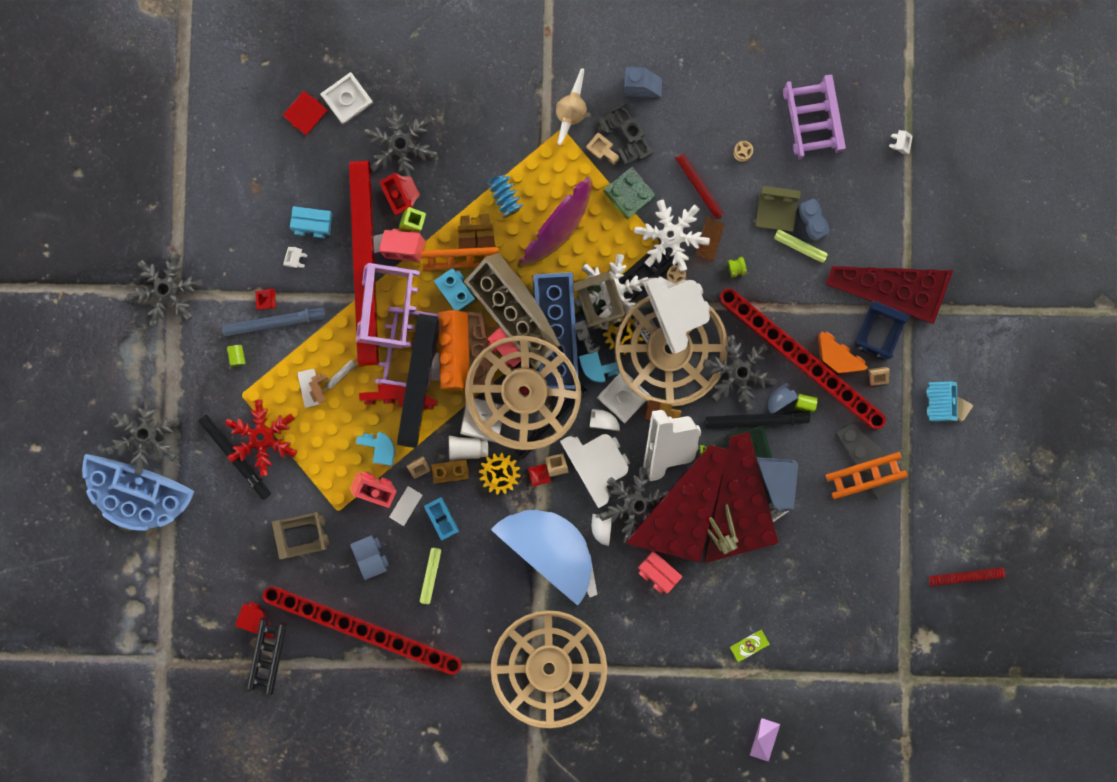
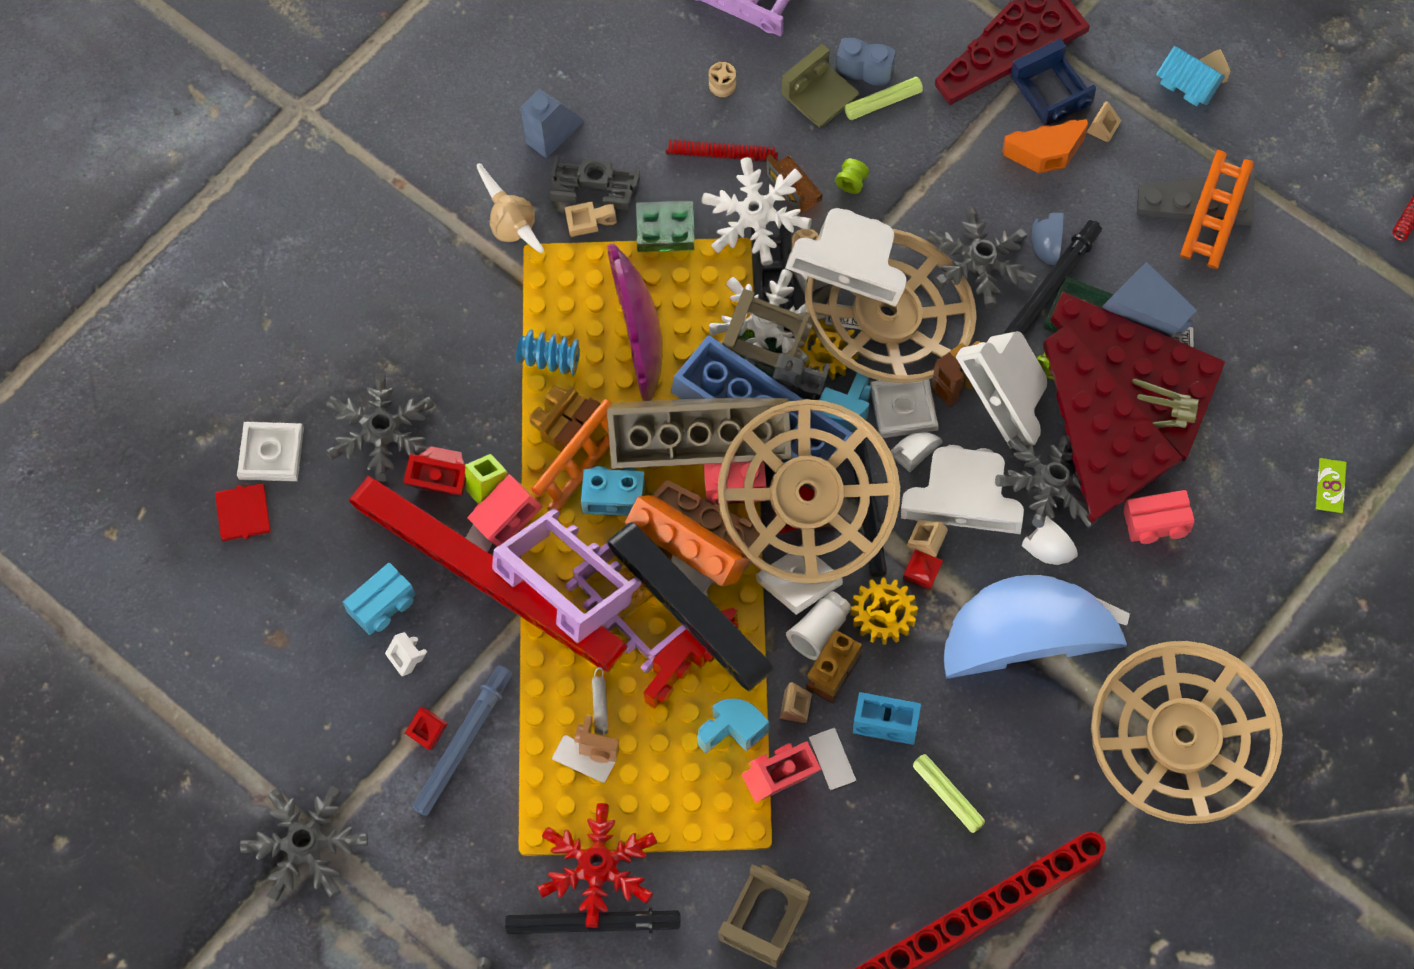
camera: 50 degrees left, 20 degrees down
(236, 355) = (464, 819): lime brick -> none
(369, 557) = (864, 848): sand blue brick -> none
(805, 403) = (1077, 216): lime brick -> none
(811, 362) = (1029, 175): red beam -> none

